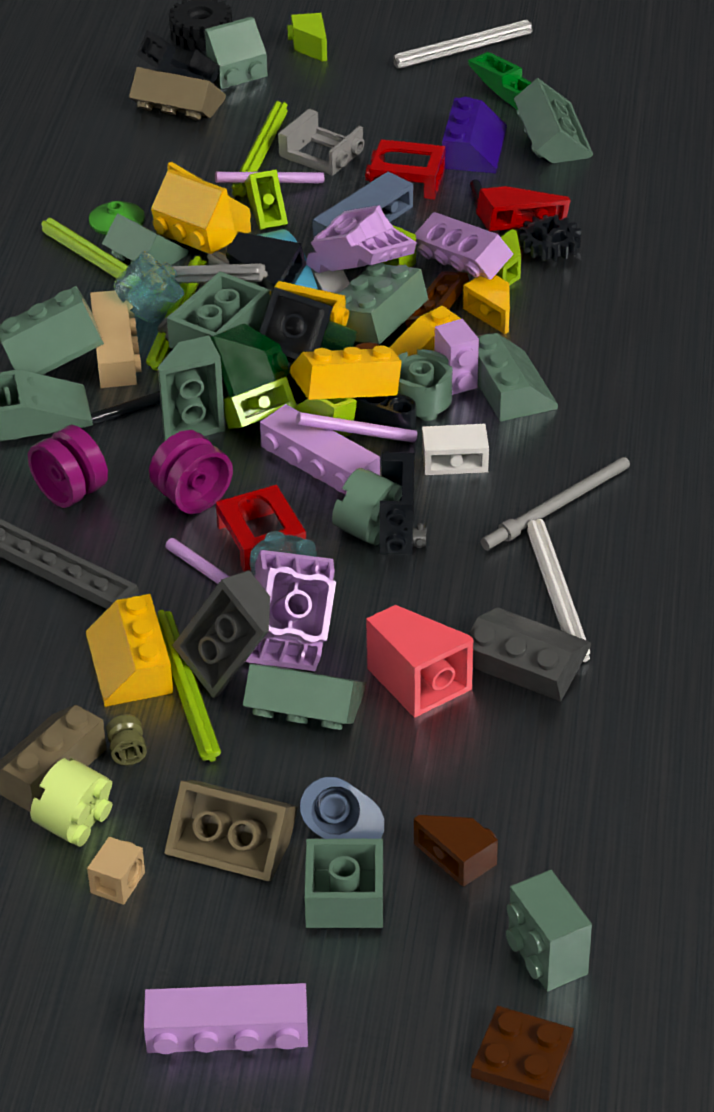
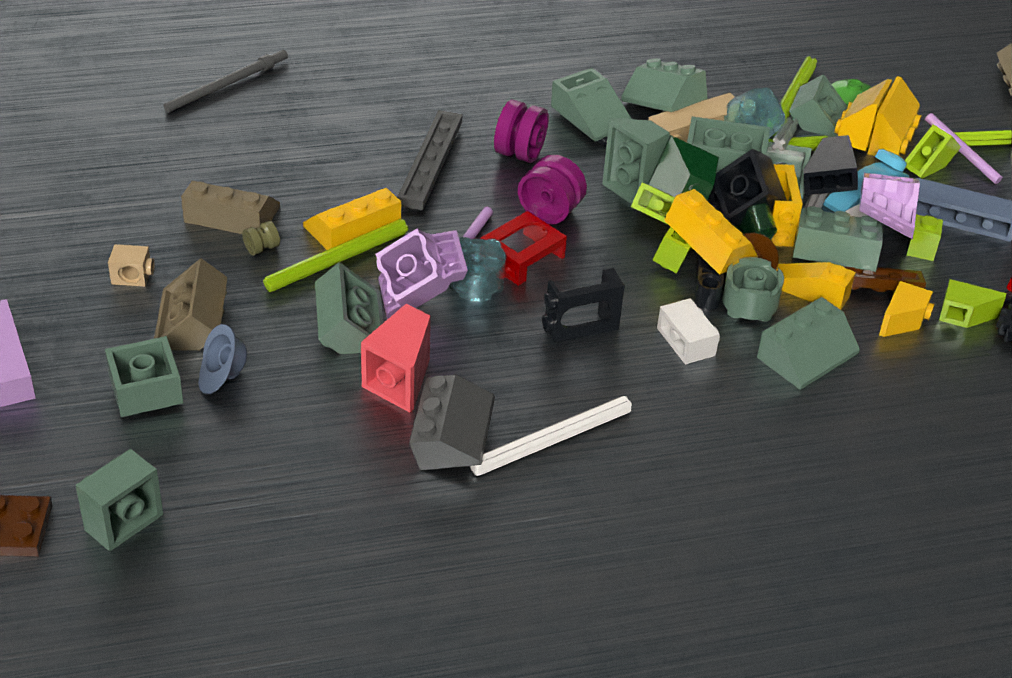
camera: 65 degrees right, 0 degrees up
(72, 801) = (179, 222): yellowish green brick -> none
(225, 630) = (373, 233): dark grey slope -> none
(263, 227) = (891, 159): none -> medium azure tile
(314, 449) = (636, 251): lavender brick -> none
(356, 427) = (665, 260): lavender bar -> none
(360, 508) = (573, 274): sand green brick -> none
(419, 536) = (570, 337): dark grey piece -> none
(457, 845) = (210, 436): reddish brown slope -> none
(461, 348) = (796, 290): lavender brick -> none
(462, 246) = (945, 264): lavender brick -> none
(512, 527) = (612, 389): light grey bar -> none

